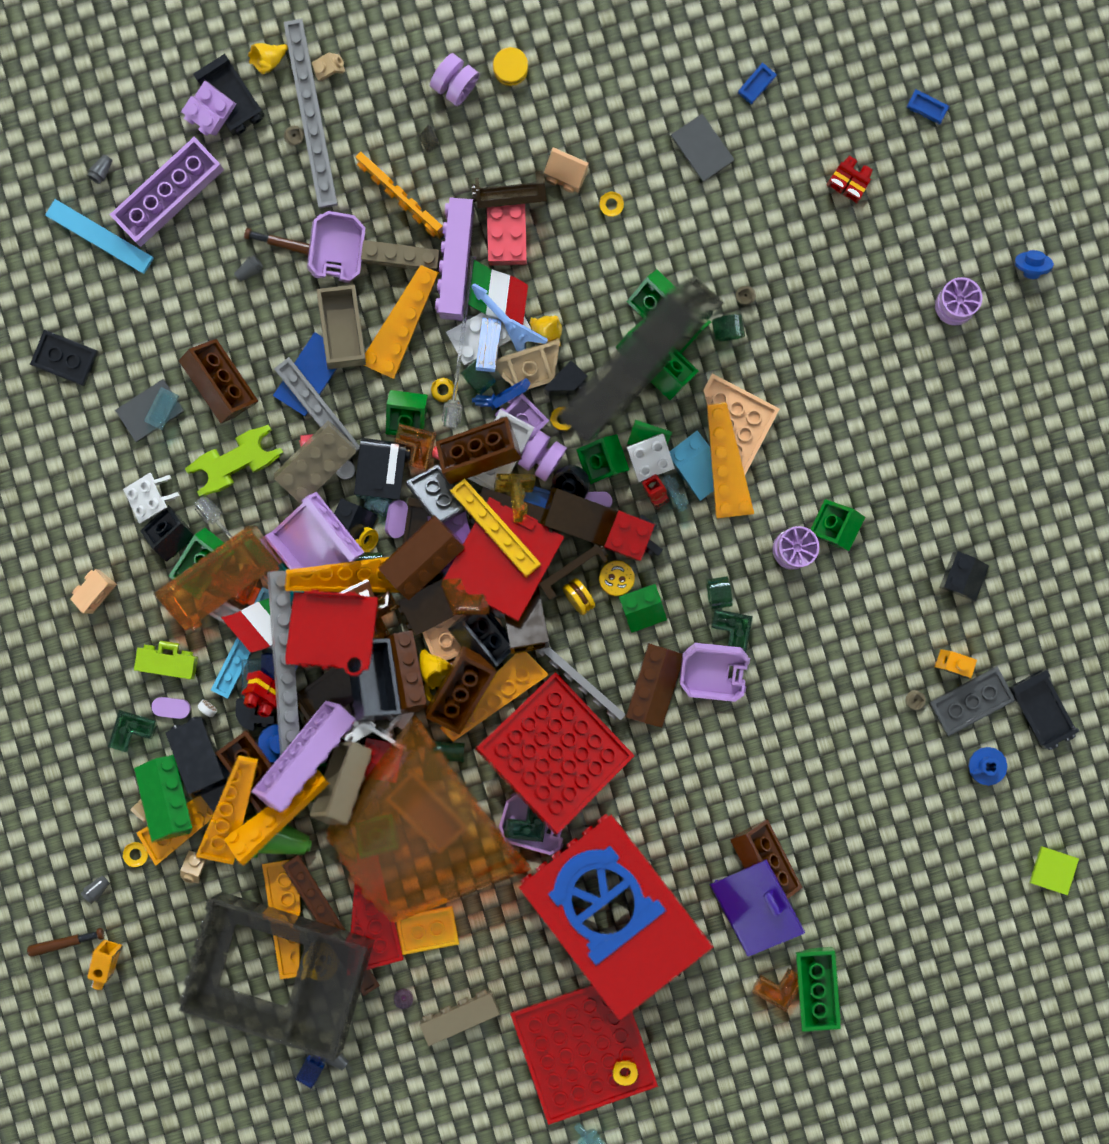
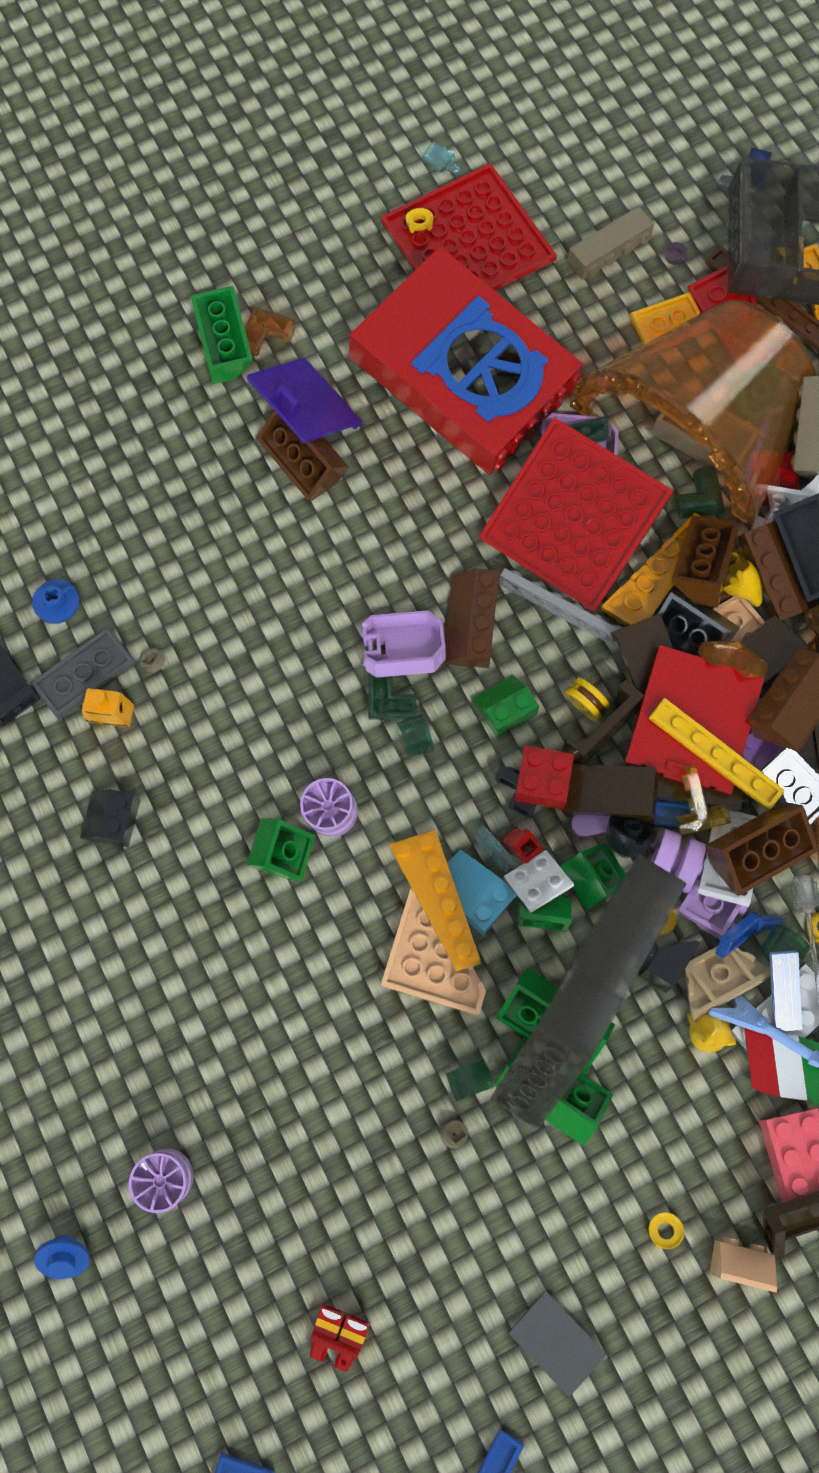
camera: 175 degrees right, 15 degrees down
(616, 578) = (545, 730): yellow head -> none

